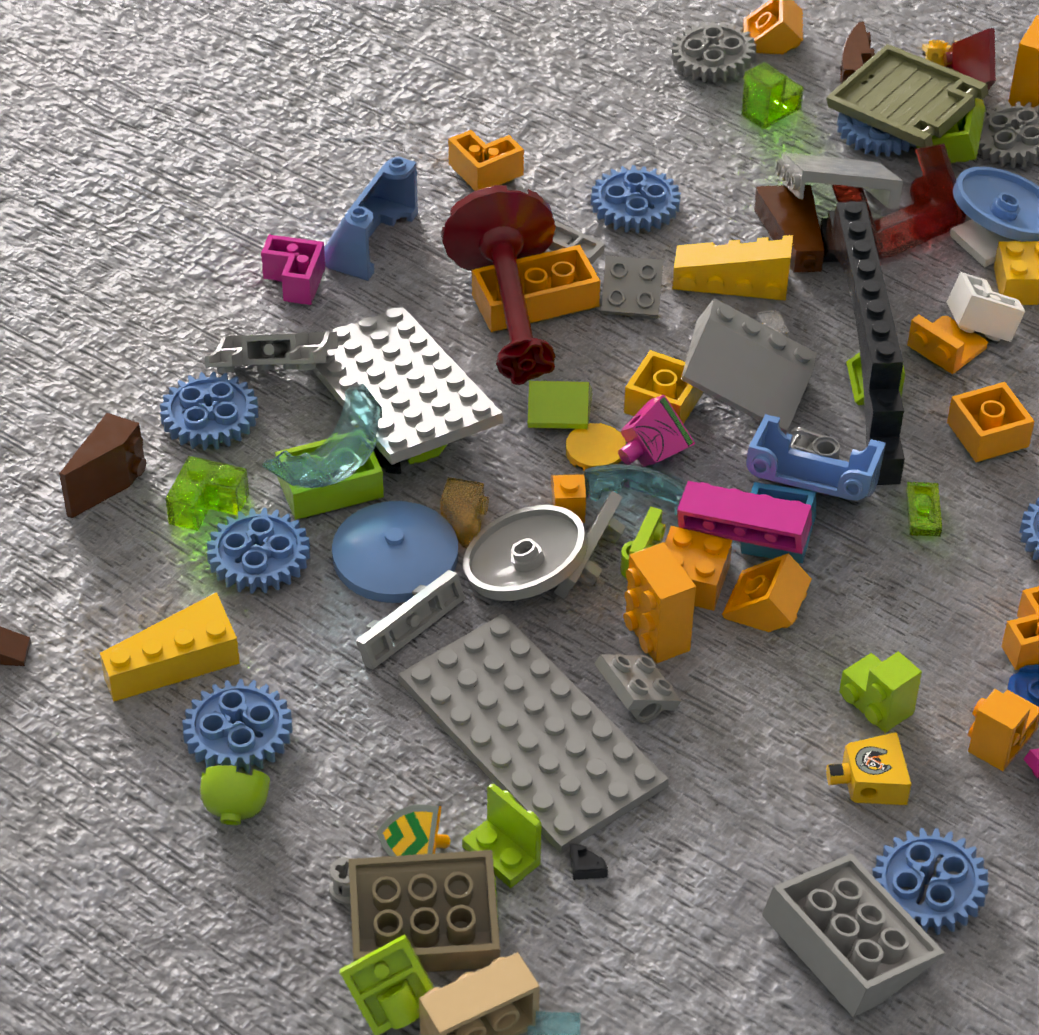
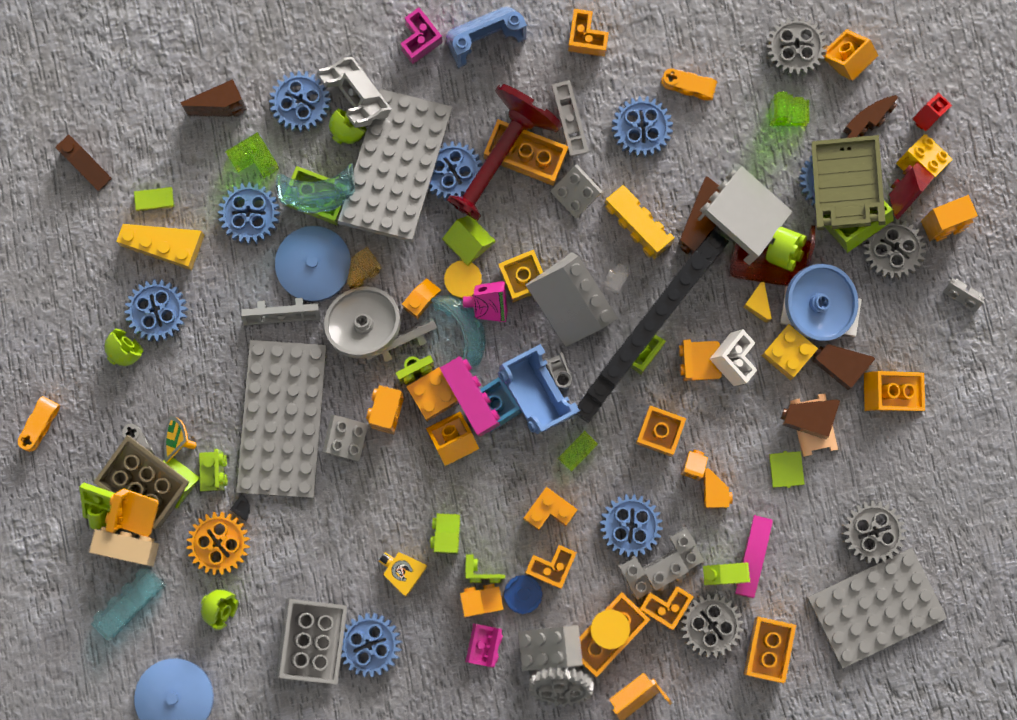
camera: 40 degrees right, 35 degrees up
(112, 620) = (154, 199): none -> lime tile
(196, 971) = (38, 423): none -> light orange piece
(295, 392) = (343, 129): none -> lime cylinder
(452, 940) = (131, 512): none -> light orange bracket
(475, 351) = (467, 163): none -> medium blue gear
(601, 920) = (204, 554): none -> light orange gear
(641, 139) = (689, 84): none -> light orange piece
(684, 989) = (217, 608): none -> lime cylinder
(908, 21) = (931, 112): none -> red slope
(918, 186) = (786, 248): none -> lime brick
(944, 257) = (758, 303): none -> yellow slope
(955, 696) = (472, 565): none -> lime bracket
(965, 577) = (549, 504): none -> light orange brick

